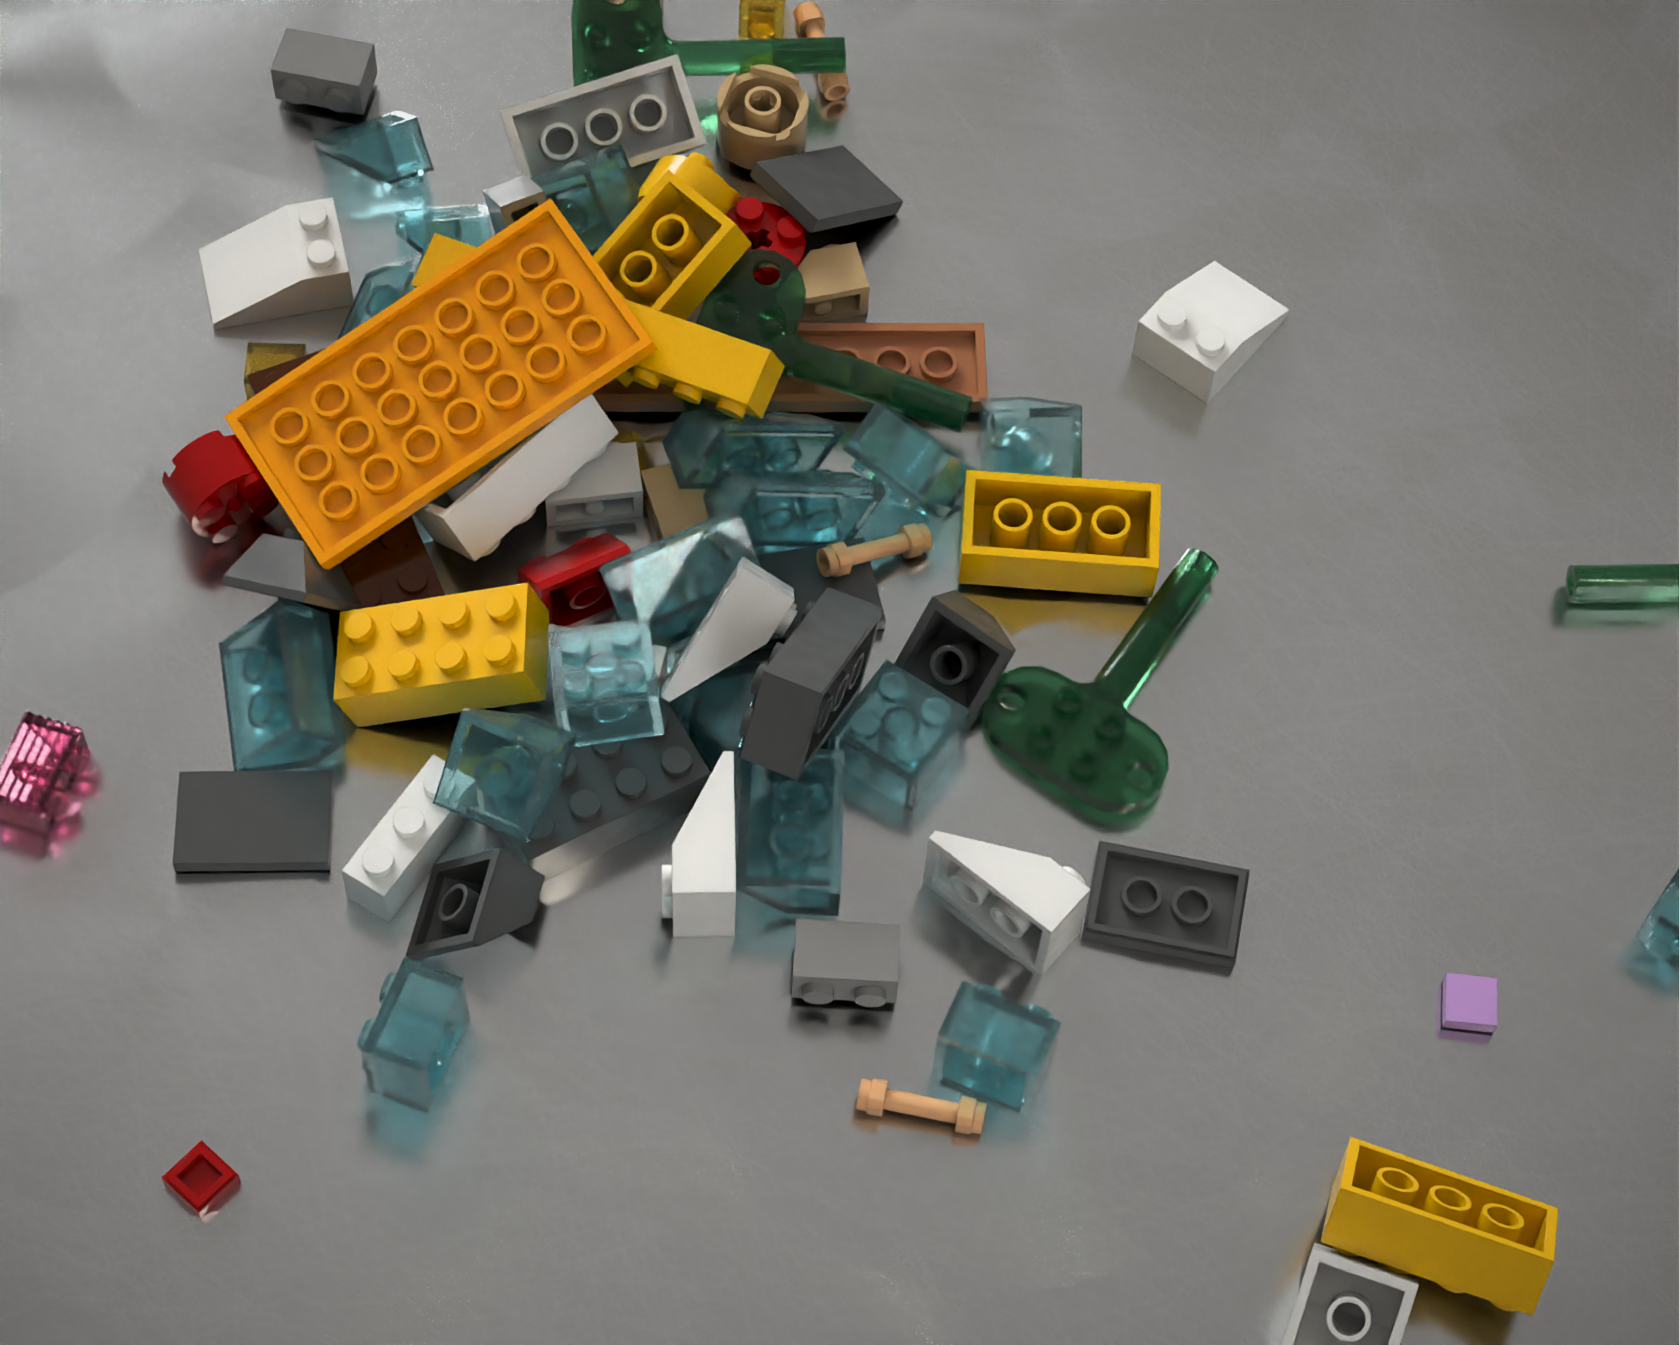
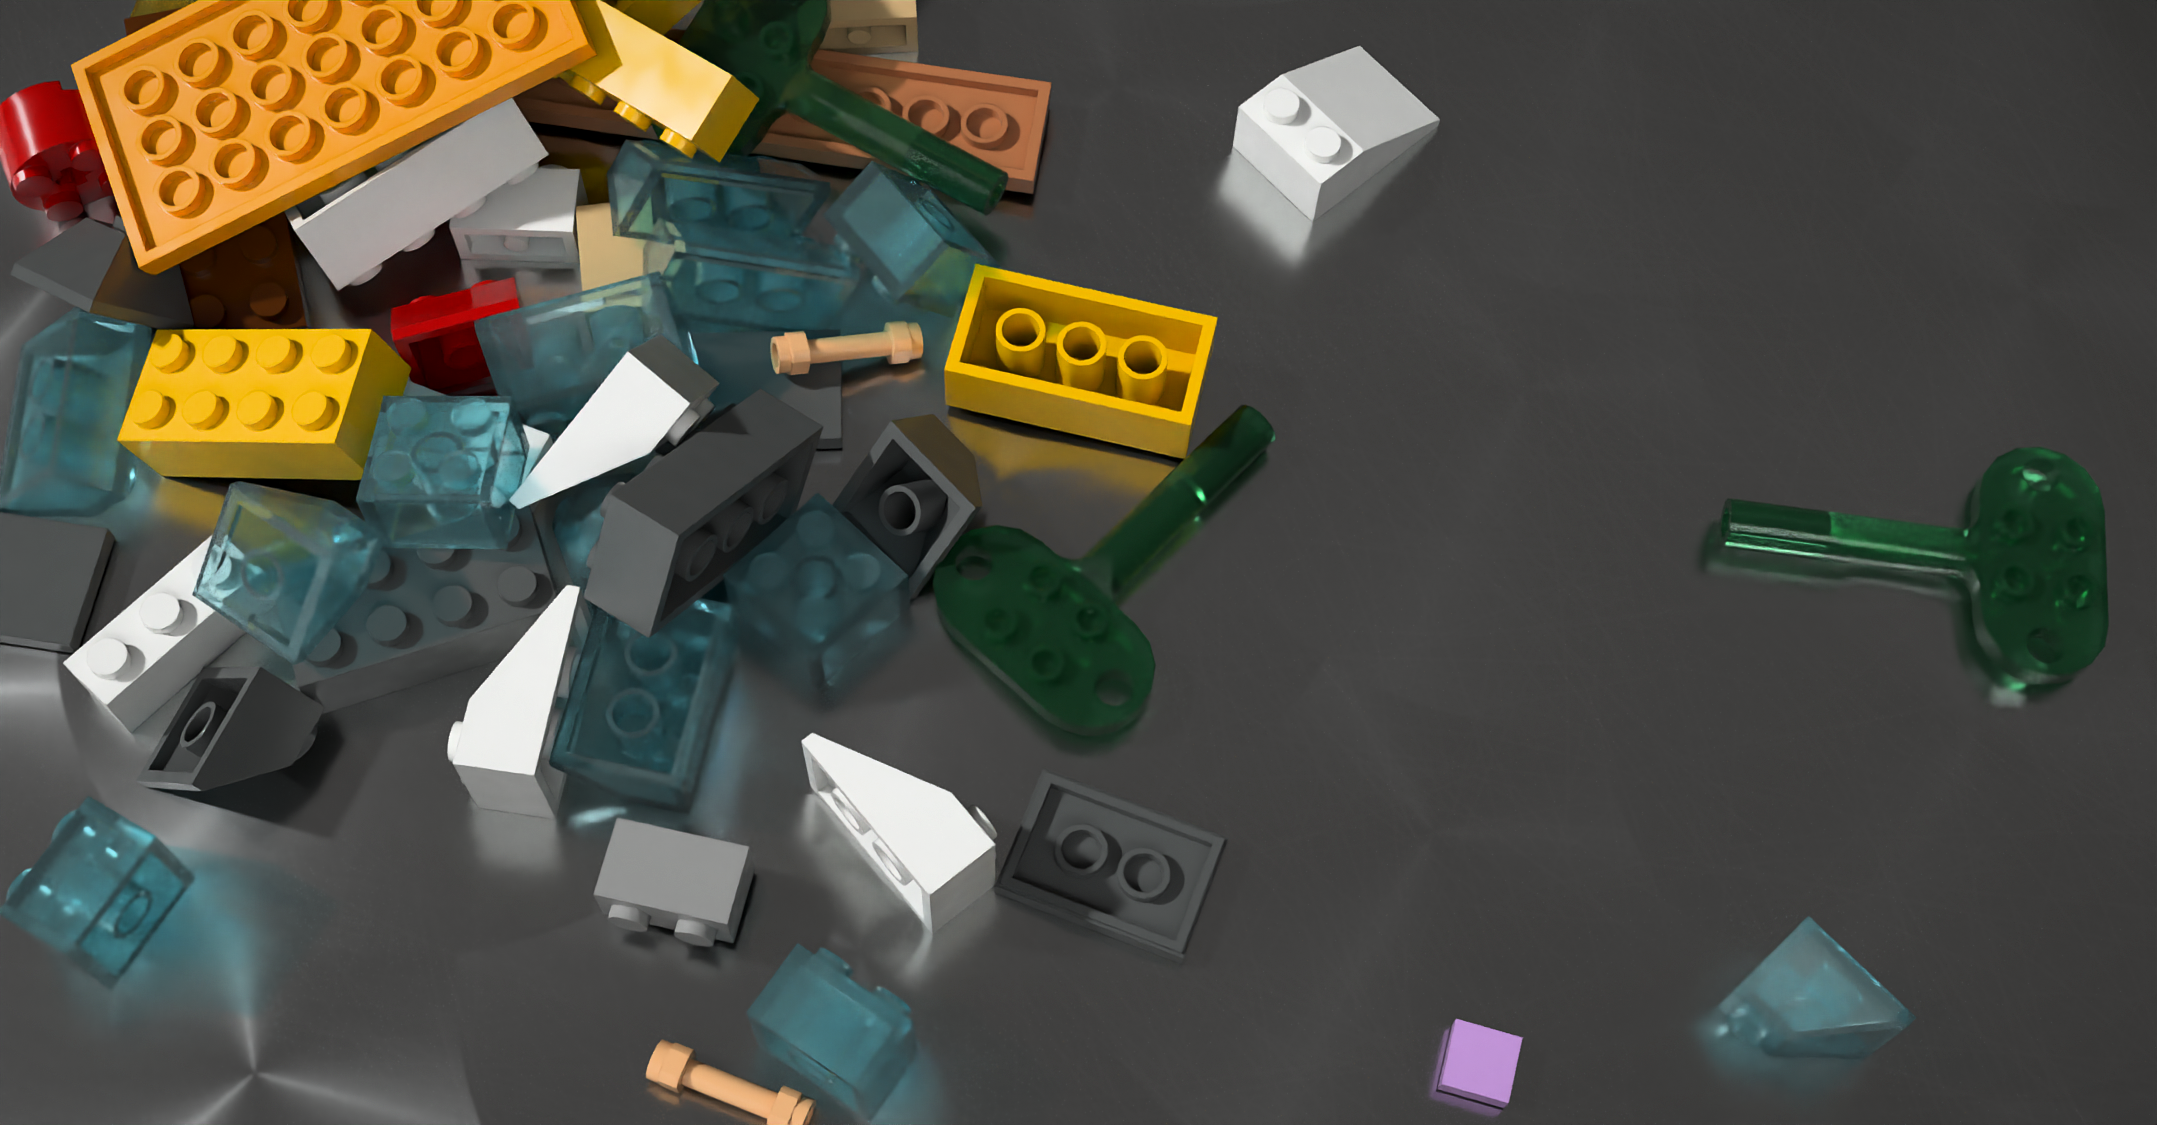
camera: 10 degrees right, 5 degrees up
(1030, 436) = (1074, 234): clear light blue slope -> none

